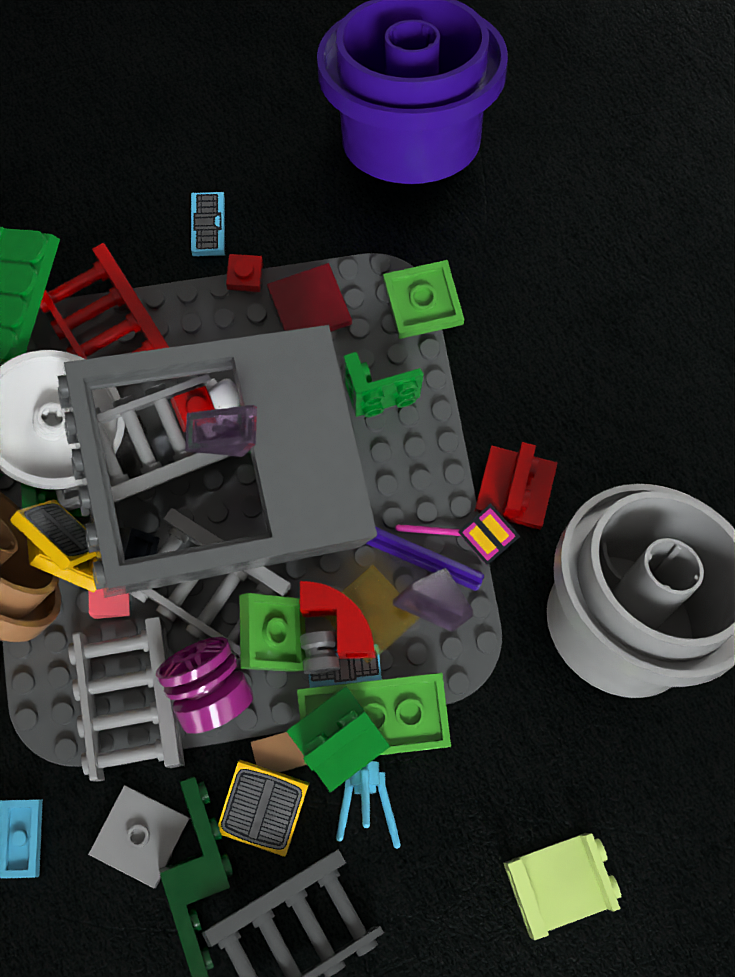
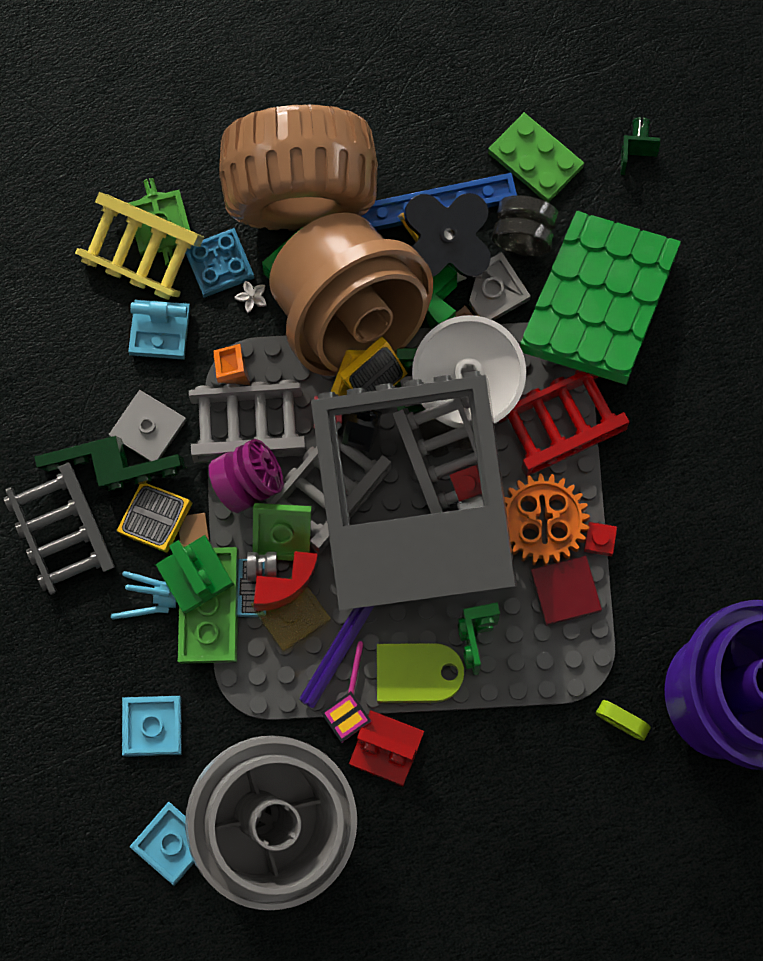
camera: 100 degrees right, 0 degrees up
(50, 730) = (231, 365): none -> orange slope
(208, 224) = (654, 513): tile -> none
(222, 431) = (423, 488): clear purple slope -> none
(224, 305) = (568, 519): none -> orange gear
(423, 299) = (560, 686): bright green plate -> none
(426, 461) = (414, 673): none -> lime tile
(436, 600) = (293, 662): clear purple slope -> none
(449, 235) = (623, 720): none -> lime beam
(530, 773) = (151, 726): none -> medium azure tile
(562, 884) = (65, 735): yellowish green panel -> none
(670, 730) = (165, 844): none -> medium azure tile

